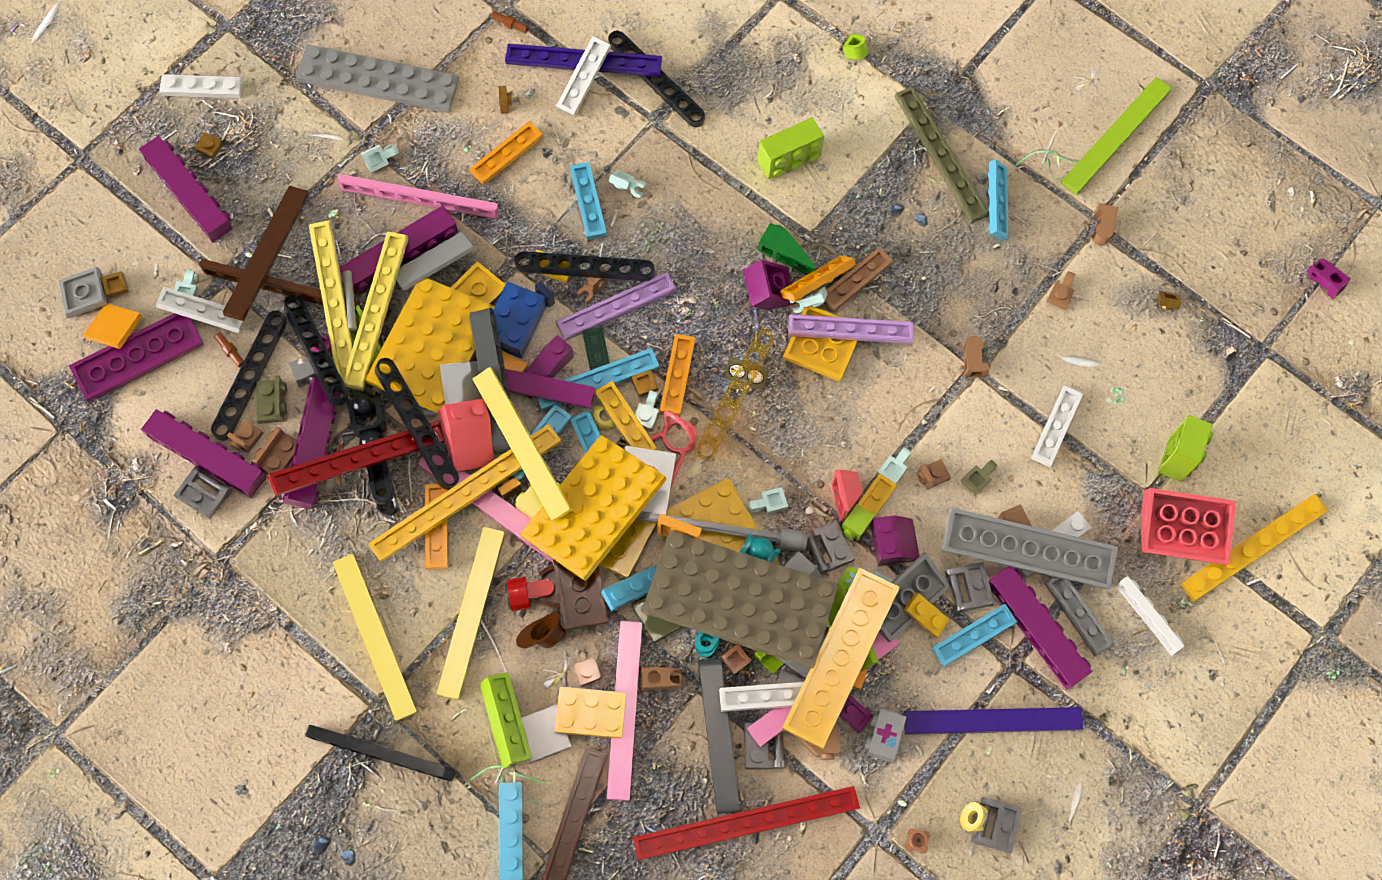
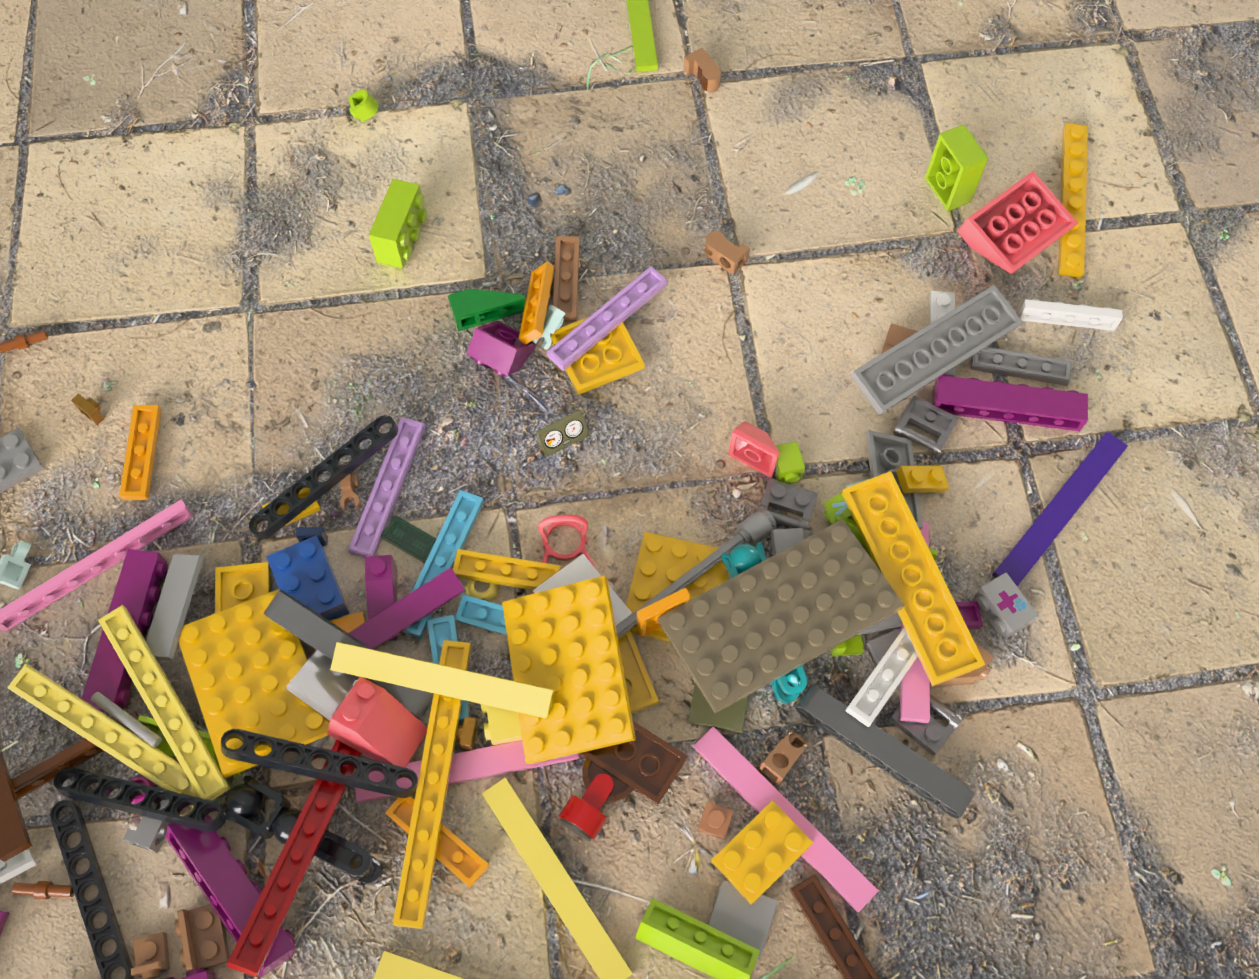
camera: 45 degrees left, 5 degrees down
(271, 400) = (141, 895): olive bracket -> none
(543, 632) = (639, 829): reddish brown piece -> none
(569, 58) = (128, 314): dark purple tile -> none
(583, 76) = (145, 324): white plate -> none
(588, 201) = (264, 423): medium azure plate -> none
(624, 181) = (278, 378): light aqua plate -> none
(629, 589) = (675, 702): medium azure plate -> none
(644, 383) = (486, 525): pearl gold plate -> none
(647, 413) = (514, 546): light aqua plate -> none
(665, 82) = (224, 278): black beam -> none
(677, 374) = (506, 490): light orange plate -> none
(735, 659) = (823, 673): nougat plate -> none
(736, 383) = (576, 469): clear yellow beam -> none
(746, 823) = (987, 805): red plate -> none
(771, 501) = (701, 515): light aqua plate -> none
(877, 494) = (776, 423): yellow plate -> none
(894, 540) = (829, 449): magenta slope -> none
(895, 468) = (764, 393): light aqua plate -> none
(923, 836) = (1130, 659): nougat plate -> none
(933, 474) = (797, 368): medium nougat bracket -> none
(942, 155) = (522, 128): olive tile -> none
(967, 814) = (1132, 605): light yellow piece -> none
(974, 635) = (972, 459): medium azure plate -> none
(978, 478) = (834, 338): olive plate -> none
(998, 200) = (601, 118): medium azure plate -> none
(1004, 826) = (1167, 580): flat silver plate -> none
(1056, 426) = (843, 244): white plate -> none
(1061, 293) = (730, 147): medium nougat plate -> none
(1168, 300) = (813, 82): pearl gold plate -> none

